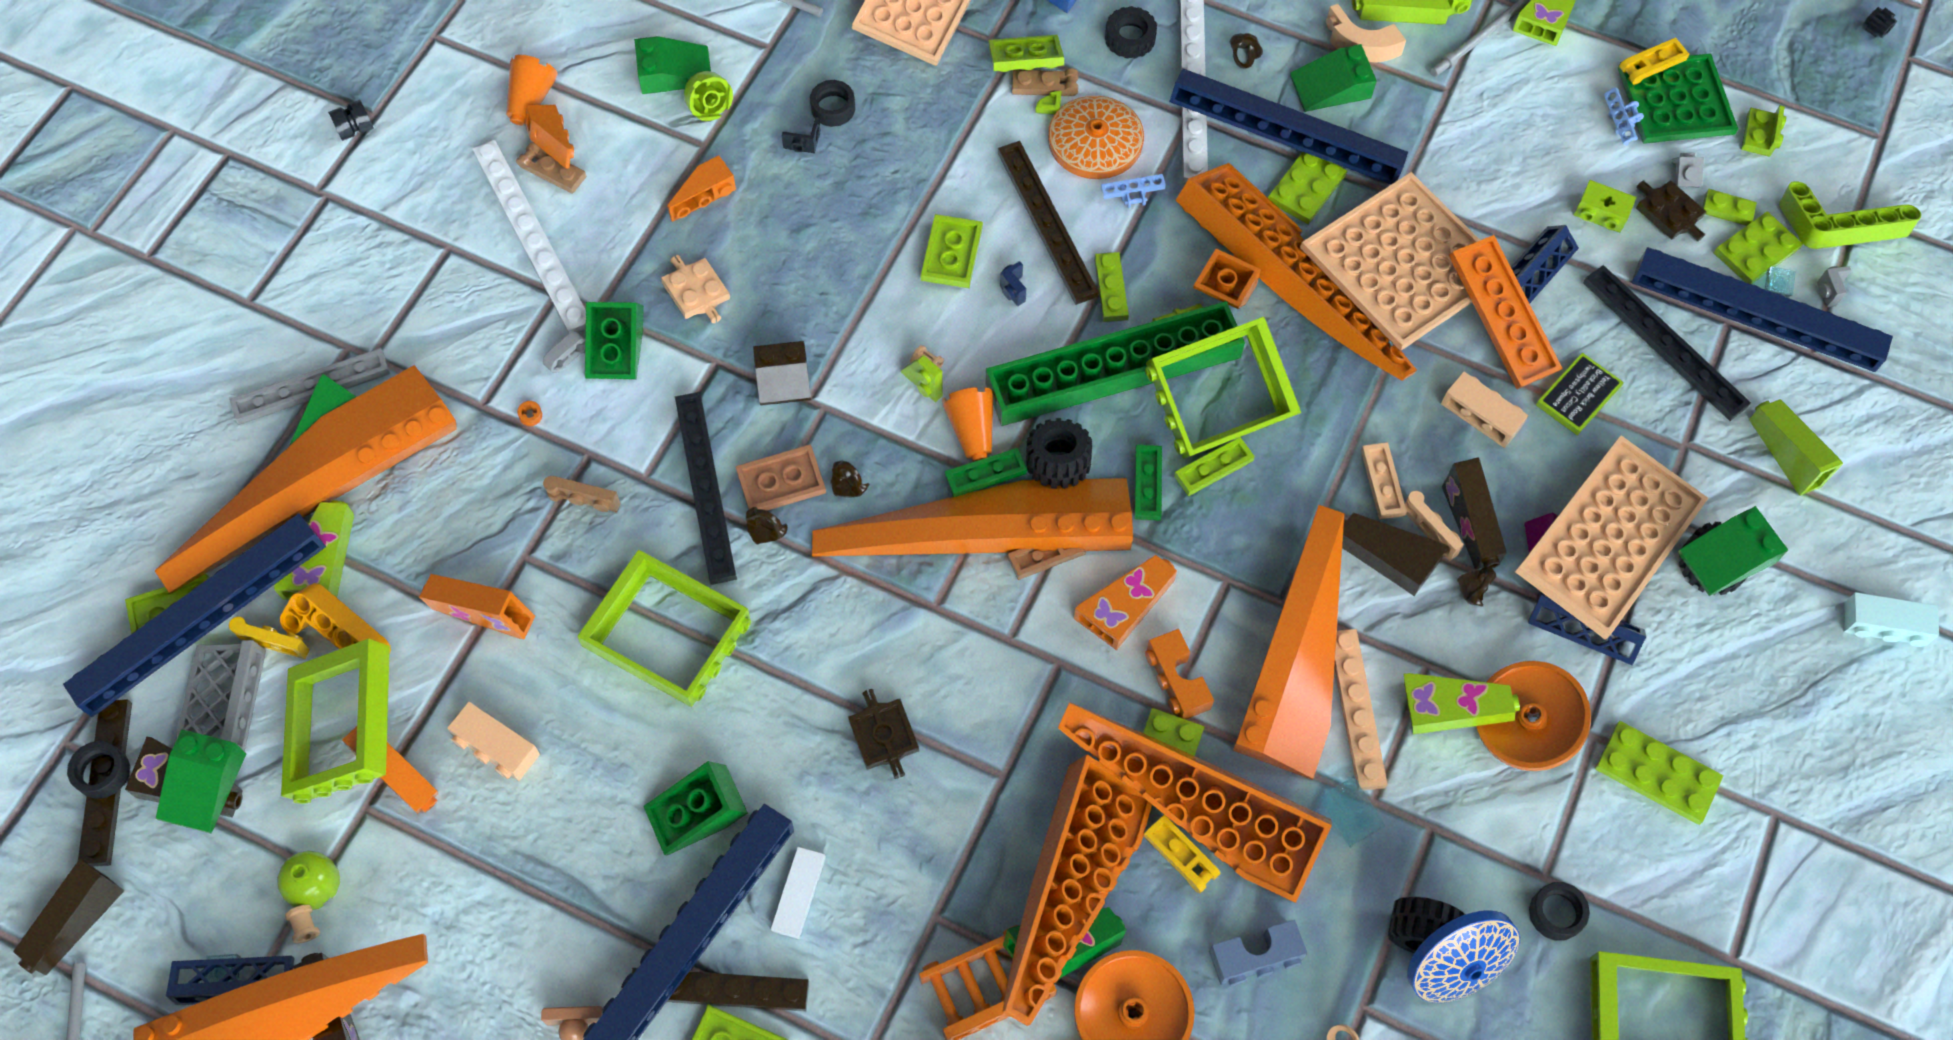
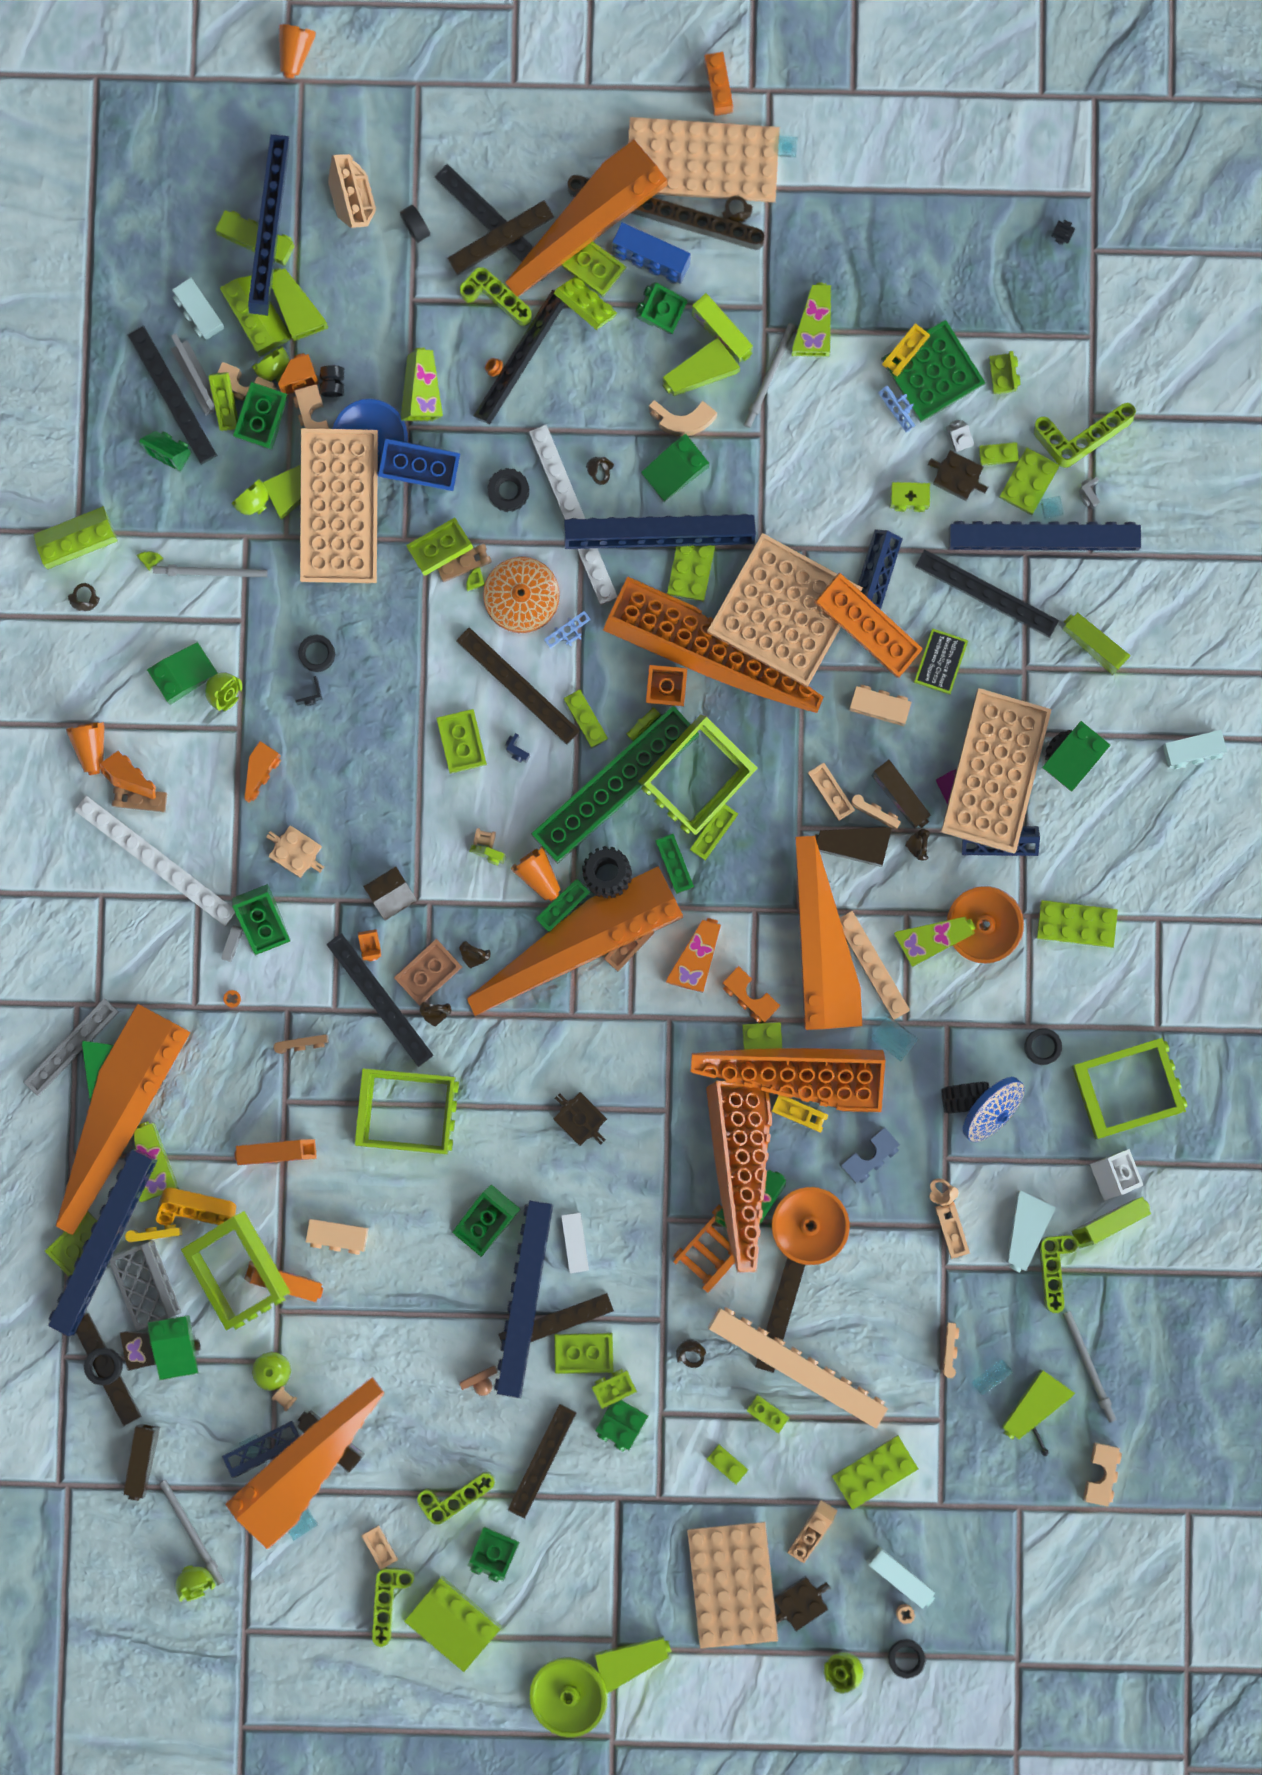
camera: 20 degrees left, 20 degrees up
(726, 419) = (369, 945): none -> orange bracket

